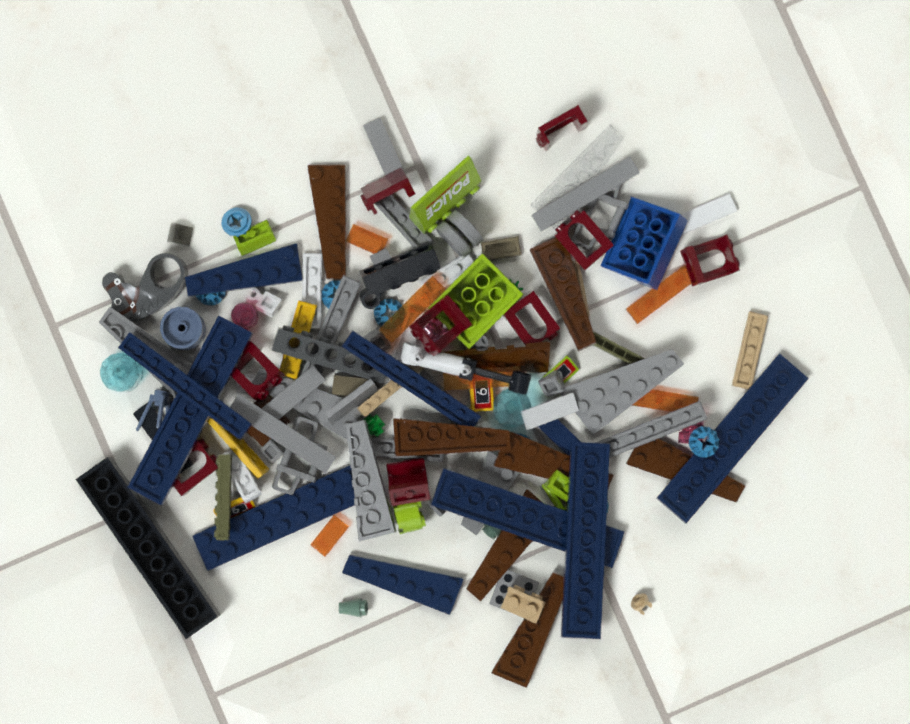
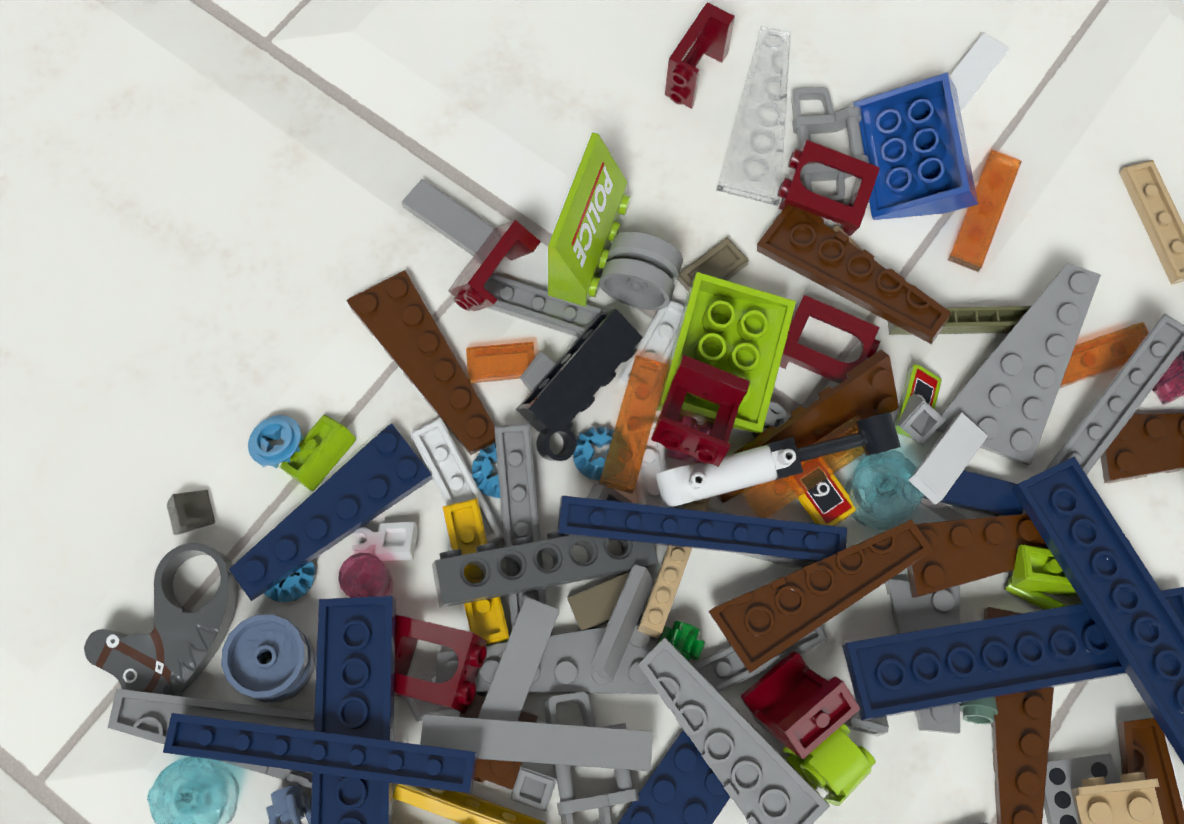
camera: 30 degrees left, 15 degrees down
(585, 194) = (788, 128): light grey tile -> none
(722, 244) = (1011, 143): dark red panel -> none

